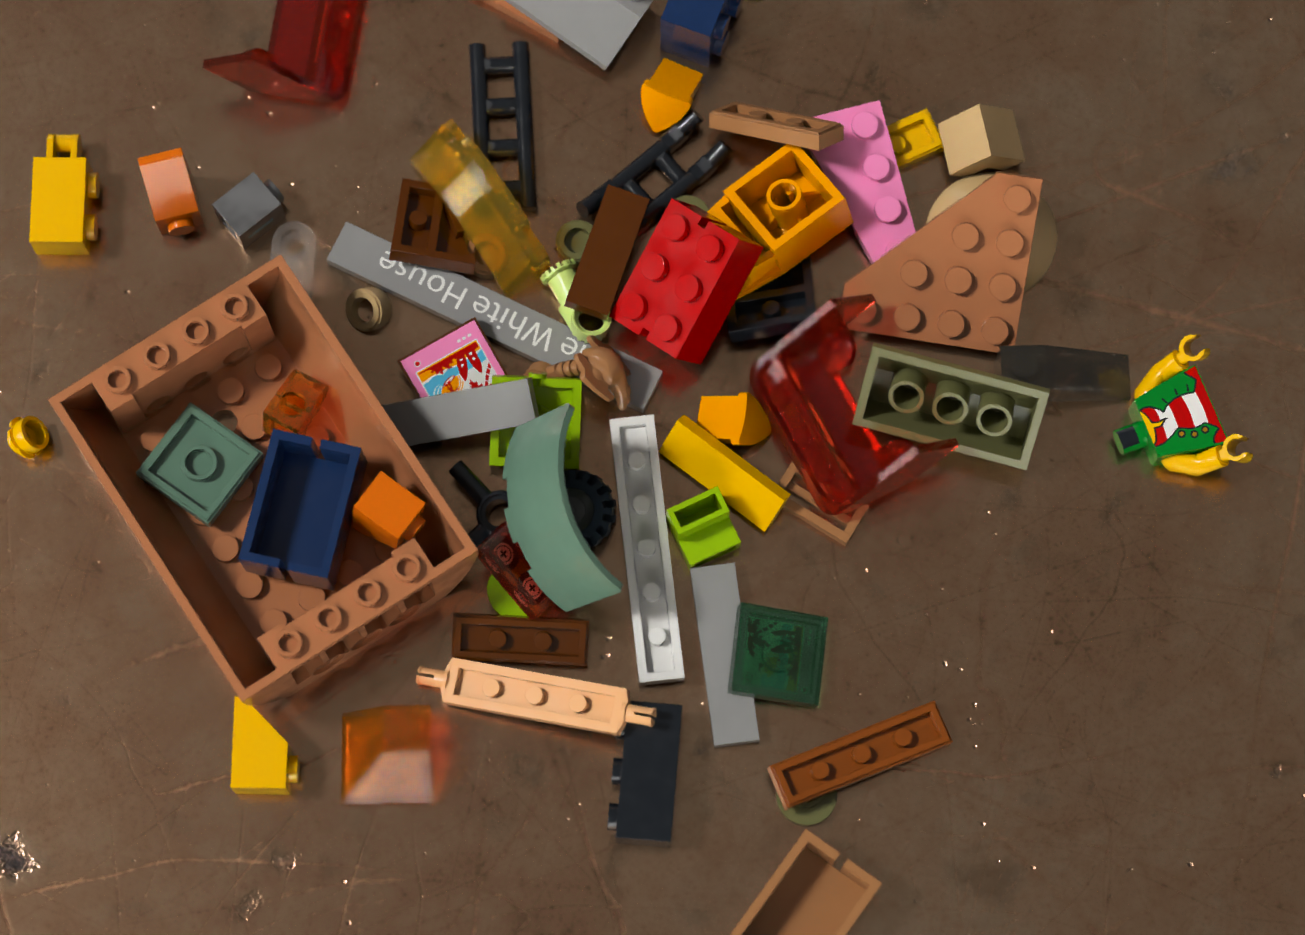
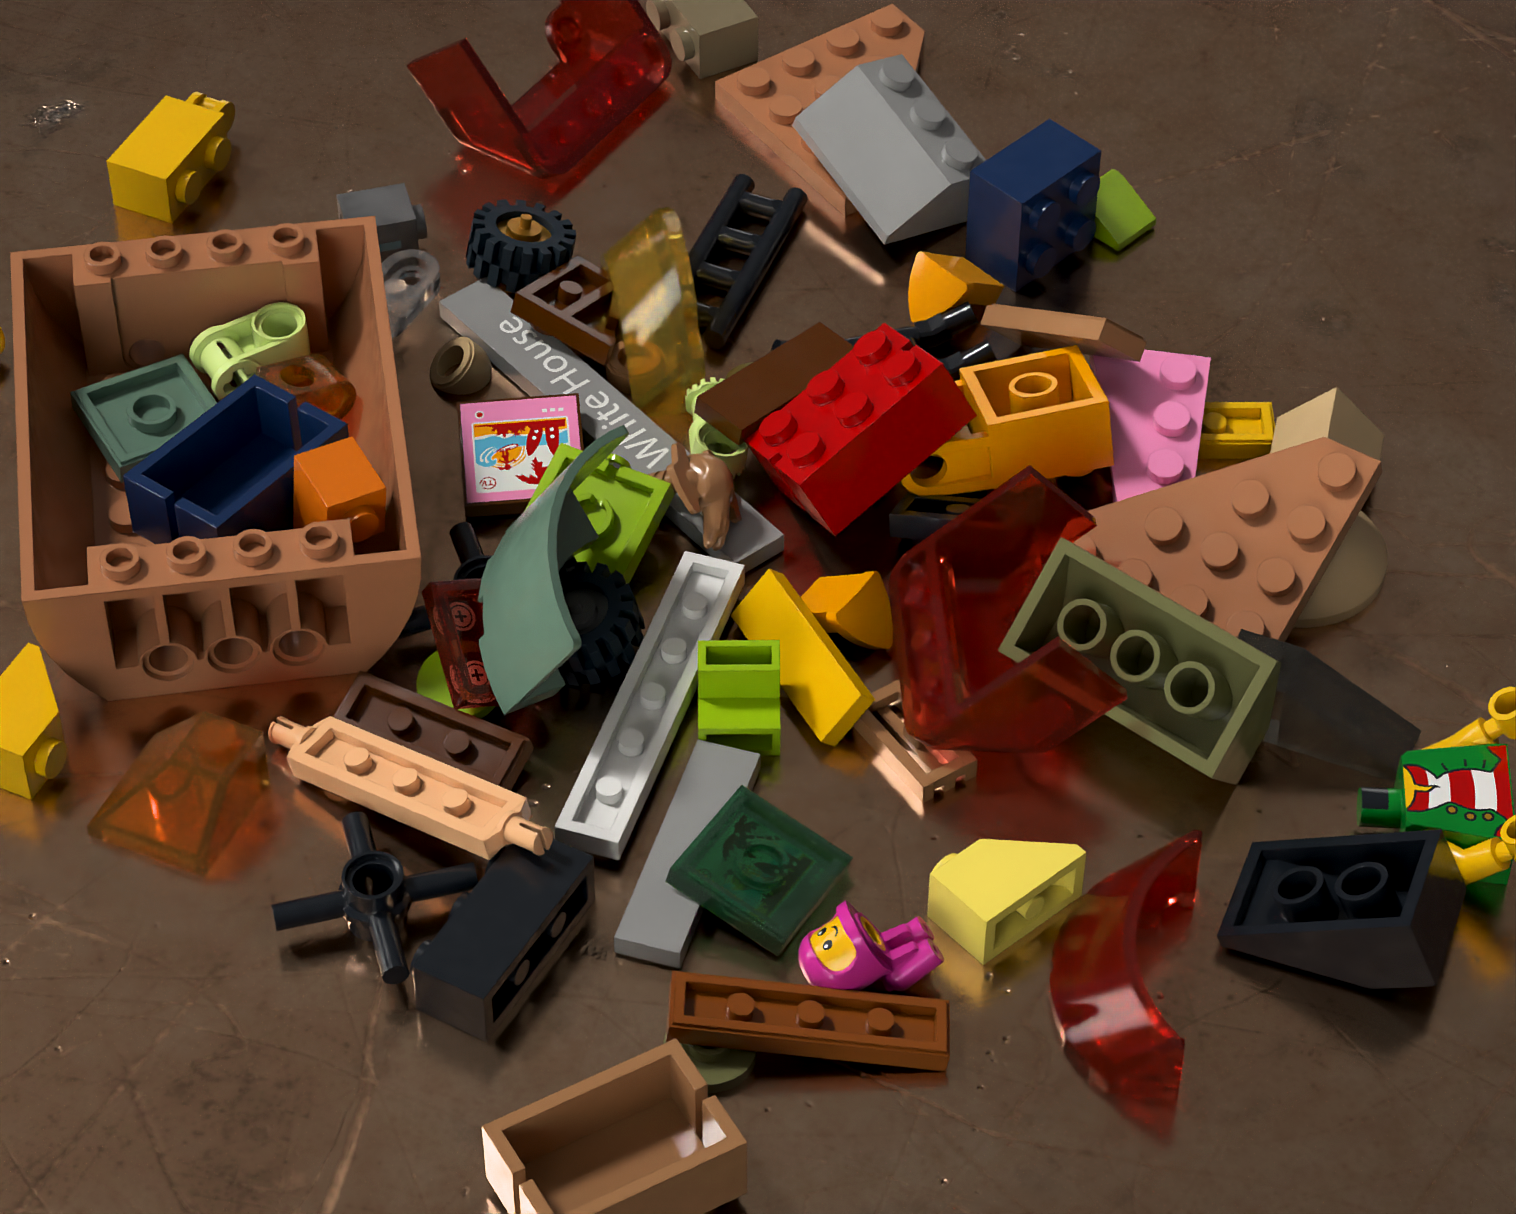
camera: 25 degrees right, 30 degrees down
(171, 192) = (299, 165): orange slope -> none
(239, 387) = (251, 341): none -> yellowish green piece
(359, 187) = (517, 243): none -> black wheel
(464, 411) = (493, 469): light grey tile -> none
(543, 767) = (374, 897): none -> black bar
(869, 696) = (855, 954): none -> dark pink piece
(929, 608) = (1002, 891): none -> light yellow slope
(1011, 635) = (1097, 977): none -> clear red windscreen
(1139, 526) = (1349, 906): none -> black slope

